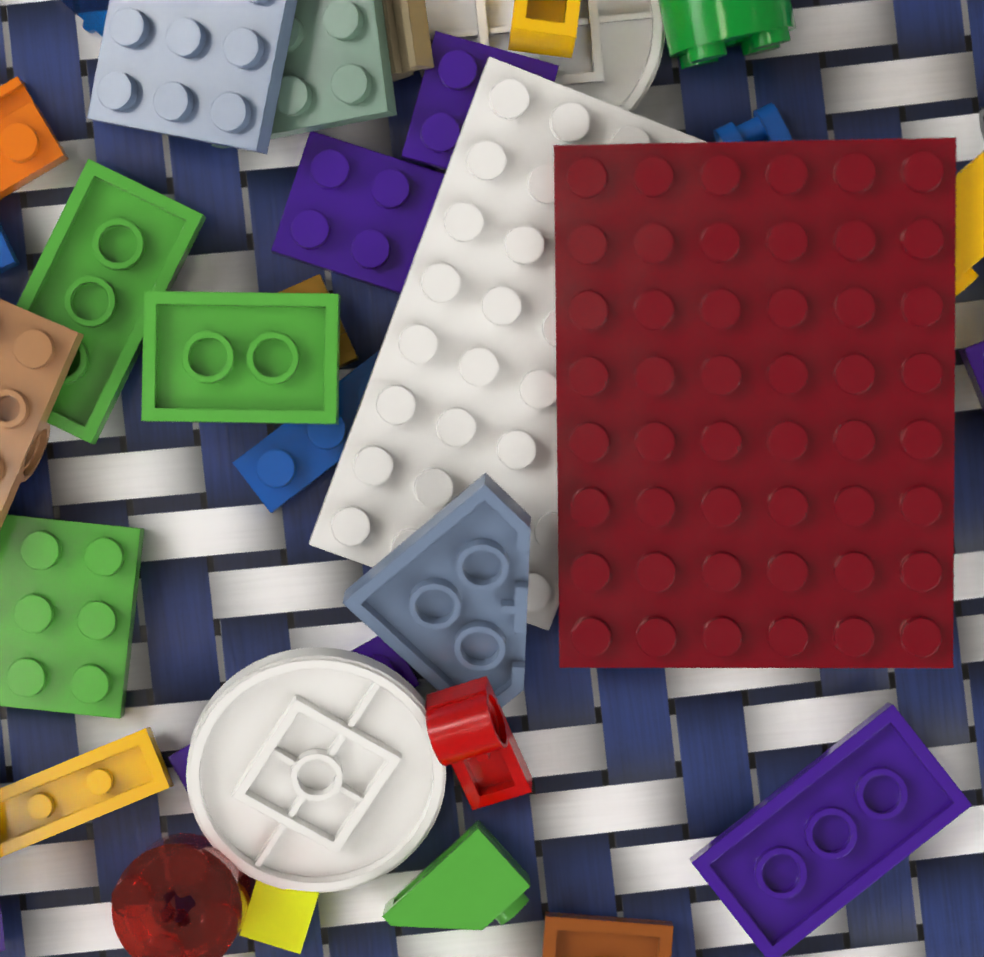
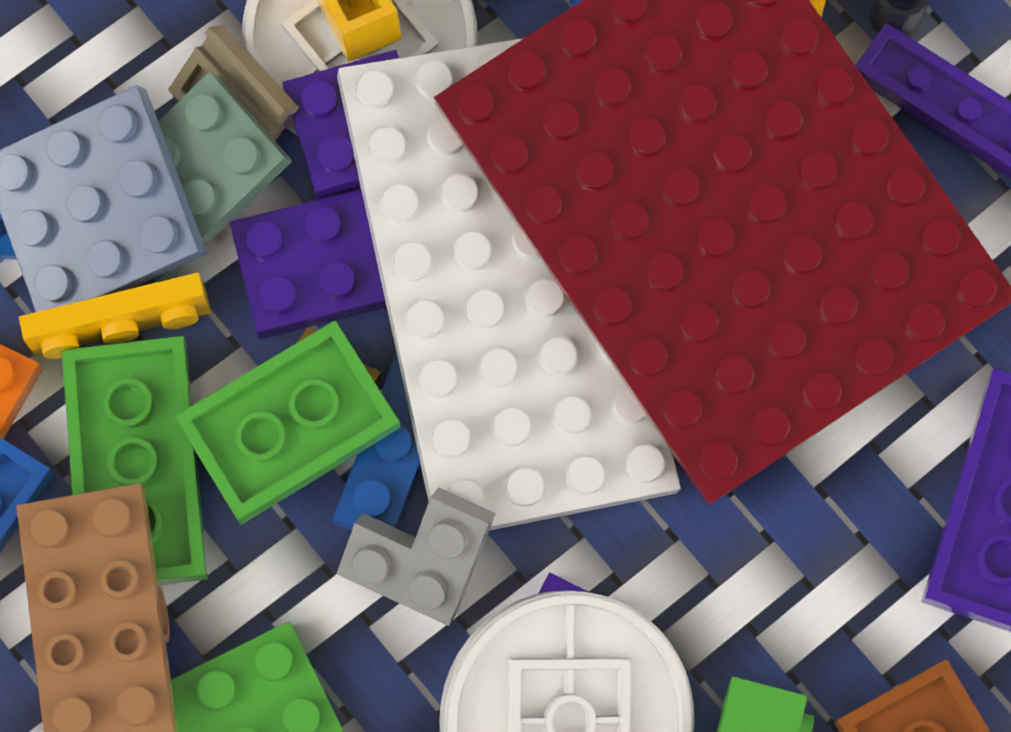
camera: 30 degrees left, 15 degrees down
(154, 157) = (116, 316): none -> yellow plate
(279, 561) = (423, 570): none -> light grey plate
(456, 593) = (591, 499): sand blue plate -> none
(477, 741) = (685, 611): red plate -> none

